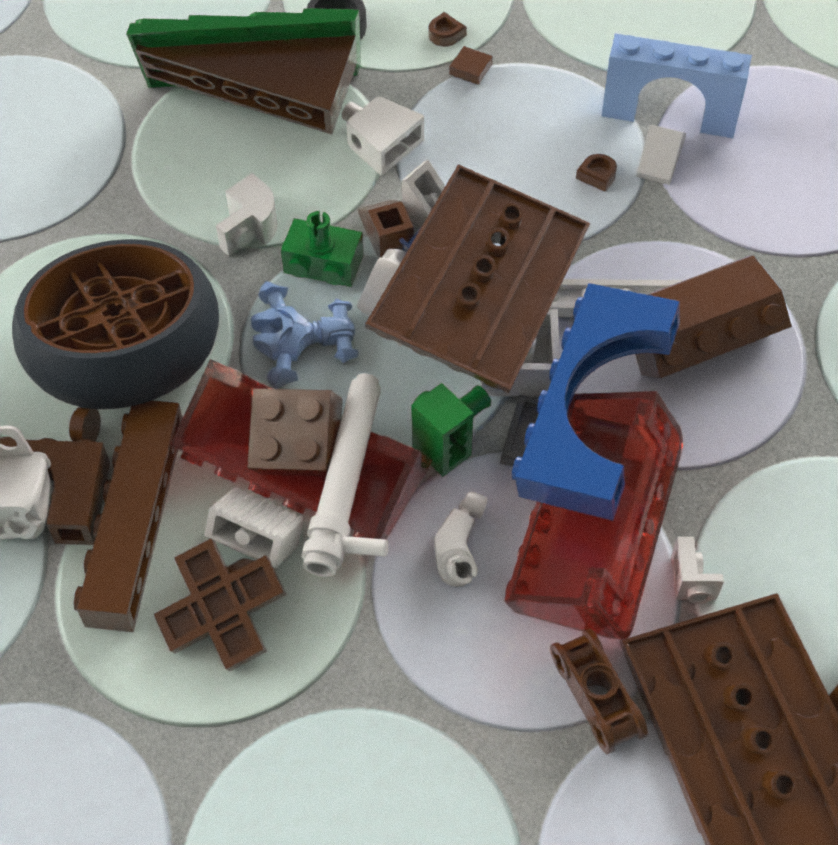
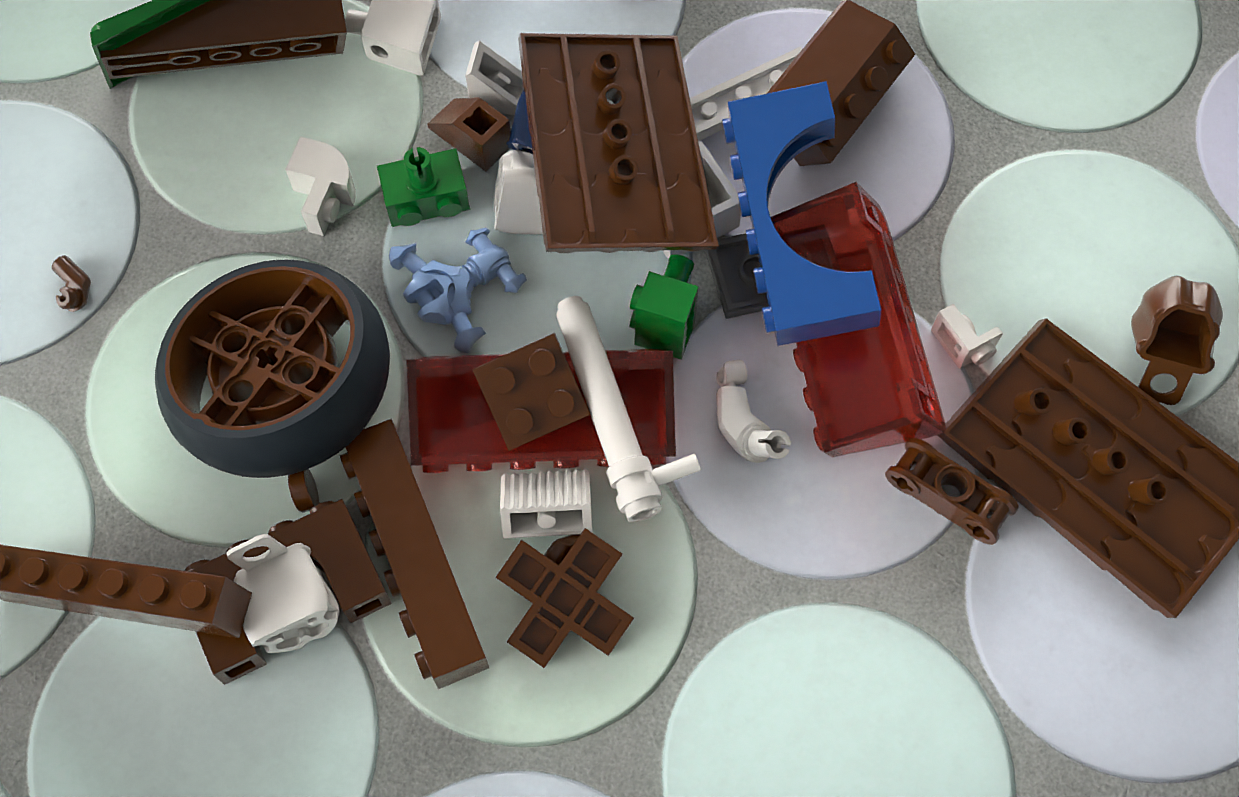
camera: 30 degrees left, 10 degrees up
(30, 209) = (76, 284): none -> reddish brown arm

